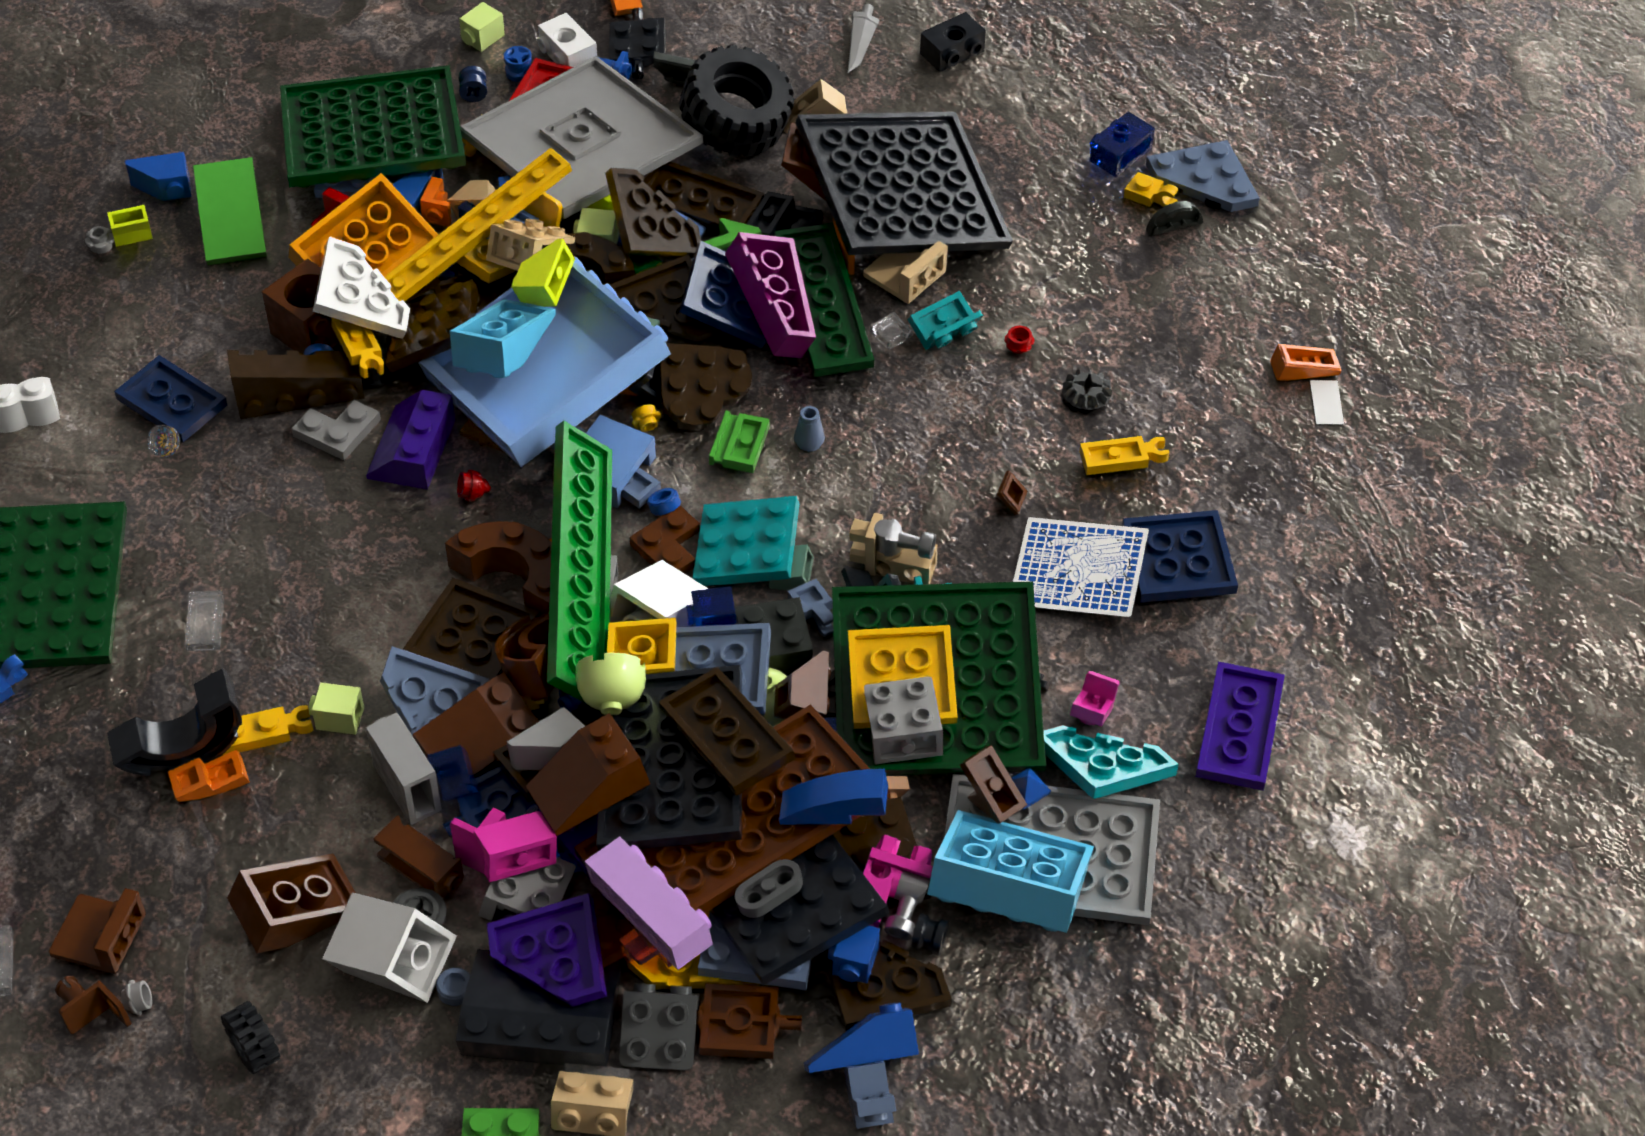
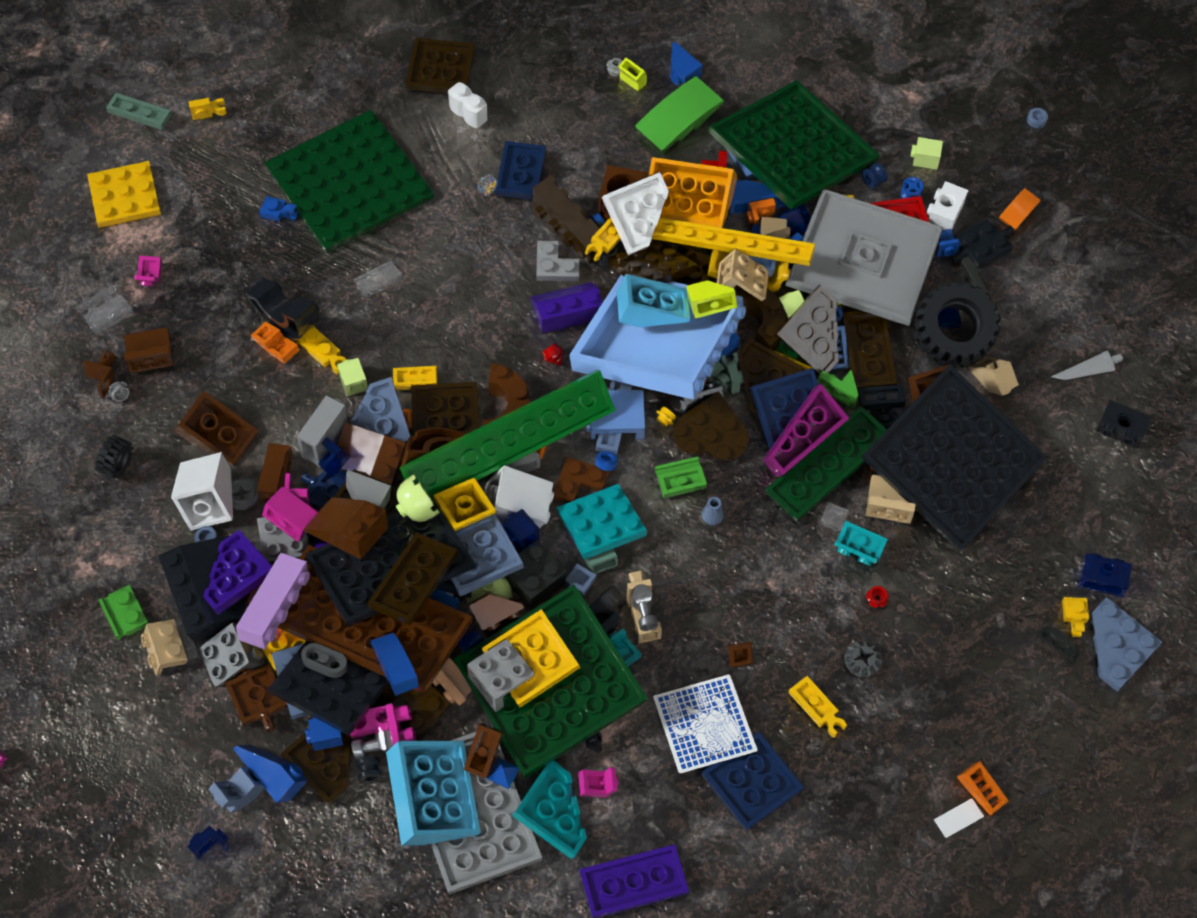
camera: 60 degrees right, 10 degrees up
(394, 633) = (408, 376): none -> yellow plate
(473, 171) = (797, 219): none -> clear blue panel

